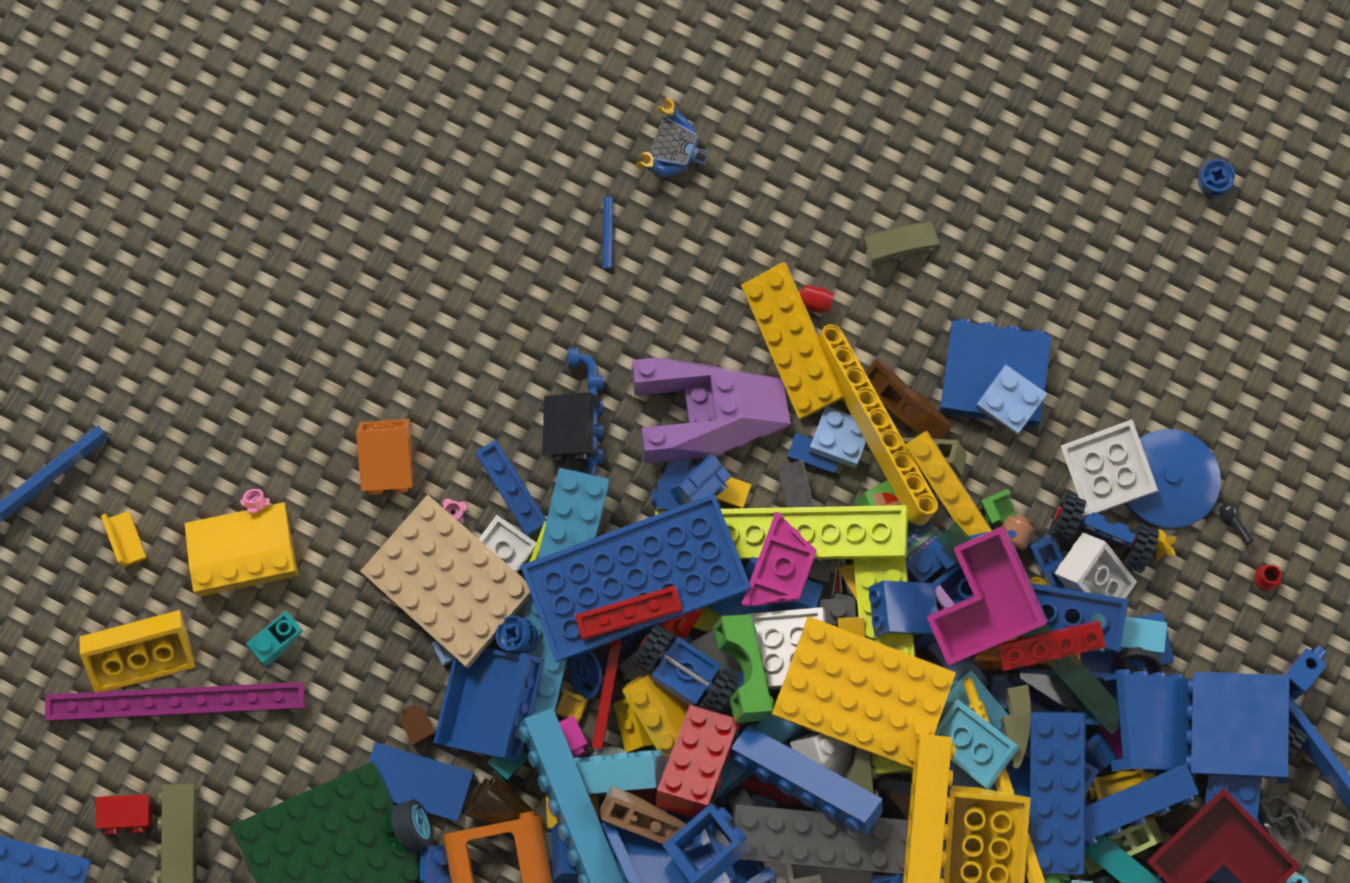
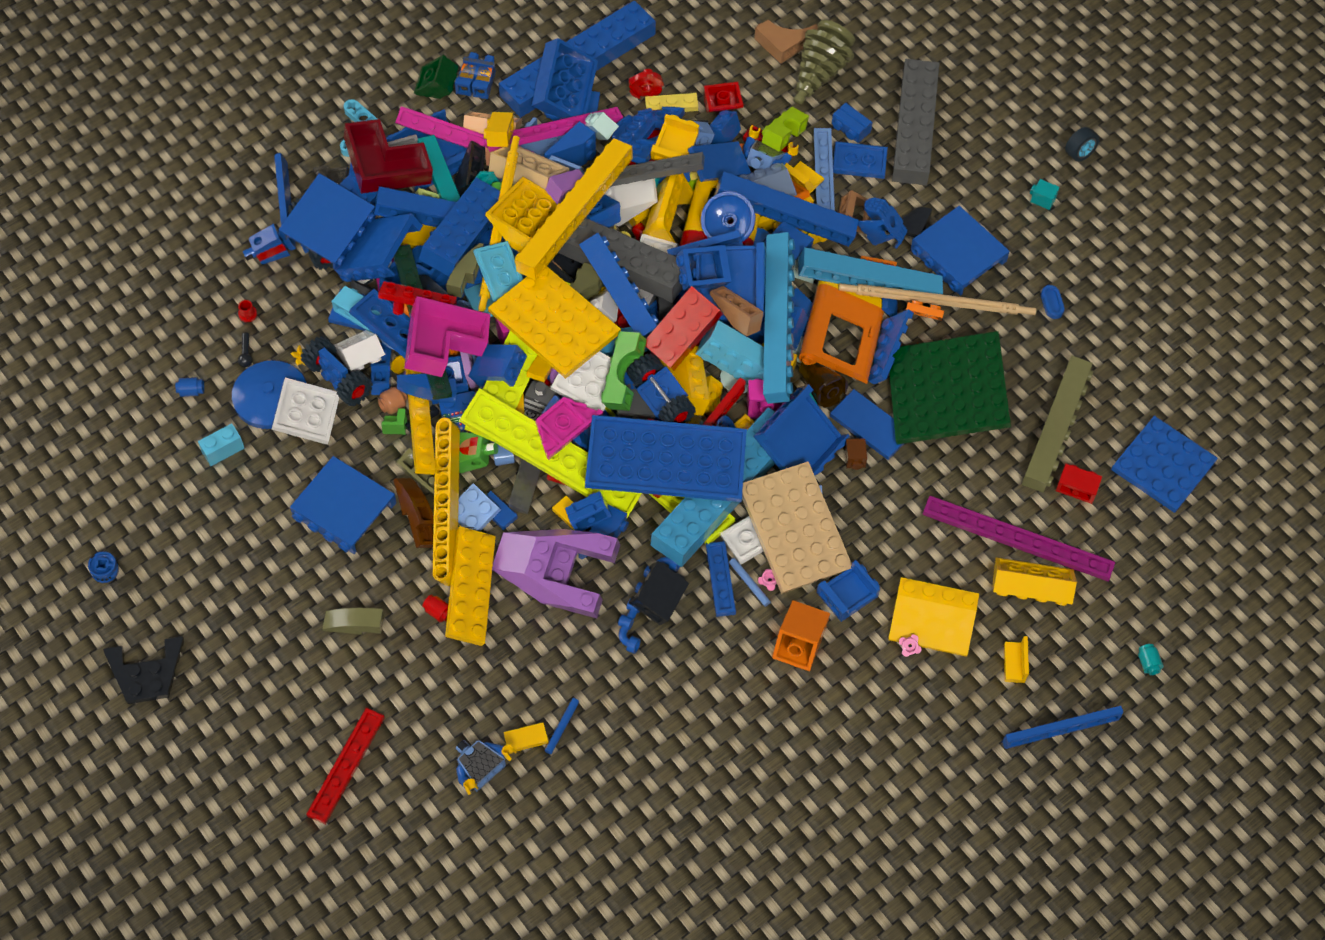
camera: 155 degrees left, 15 degrees down
(275, 639) = (934, 544): teal slope -> none
(353, 537) = (849, 591): none -> blue panel
(411, 825) = (886, 391): black wheel -> none
(475, 499) = (749, 581): none -> medium blue bar
(516, 634) = (765, 462): blue wheel -> none
(628, 613) = (682, 433): red tile -> none
(640, 201) = (526, 737): none -> yellow tile
(816, 87) = (345, 766): none -> red tile
(1011, 399) = (344, 475): light blue plate -> none
(1087, 80) = (146, 679): none -> black wing
(1182, 381) = (221, 444): none -> medium azure brick
(1268, 439) = (189, 386): none -> blue brick

